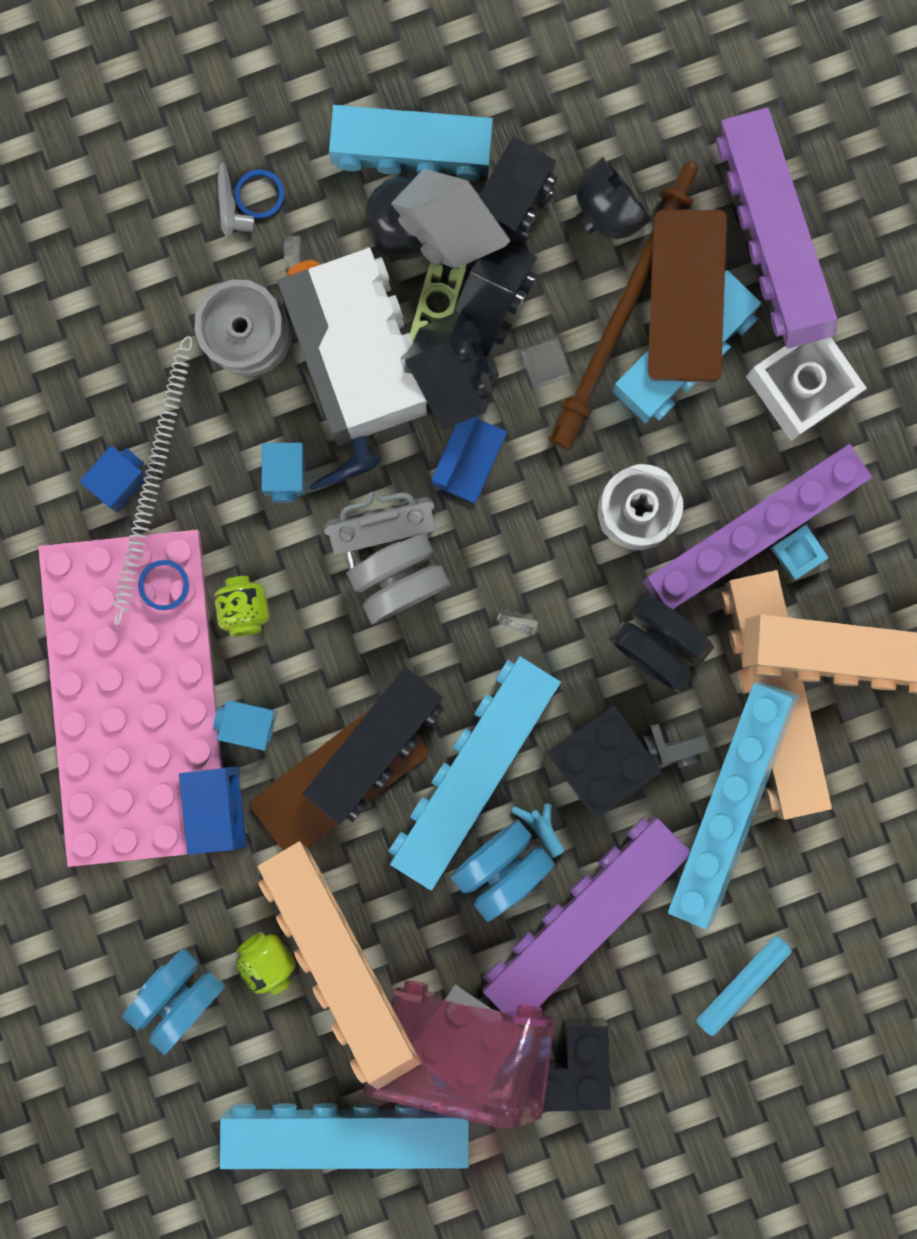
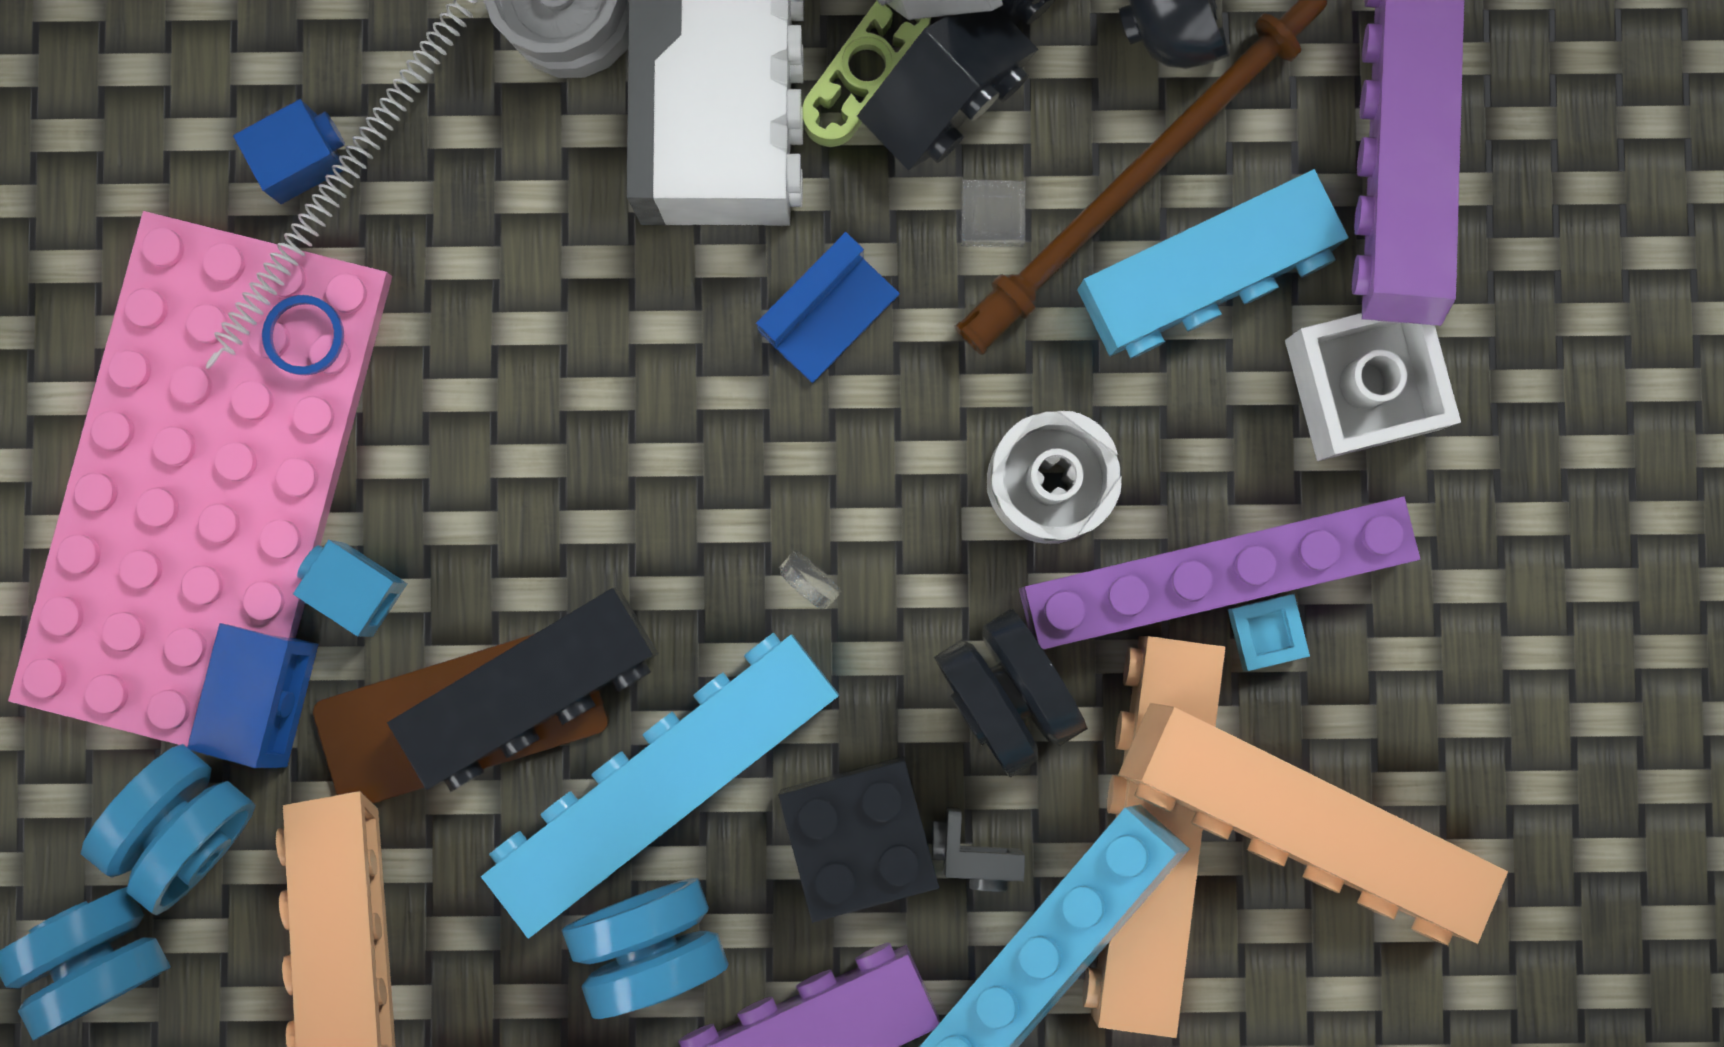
camera: 20 degrees right, 0 degrees up
(192, 902) = (167, 828): none -> dark azure wheel
(241, 607) = (406, 409): lime head -> none
(265, 963) = (242, 954): lime head -> none
(283, 471) = (544, 231): dark azure brick -> none
(354, 467) = (654, 263): dark blue bar -> none
(380, 524) = (658, 366): light grey piece -> none
(396, 574) = (650, 444): light grey wheel -> none
(452, 369) = (845, 168): black brick -> none
(542, 827) = (734, 903): medium azure bar -> none
(687, 295) = (1240, 187): reddish brown piece -> none

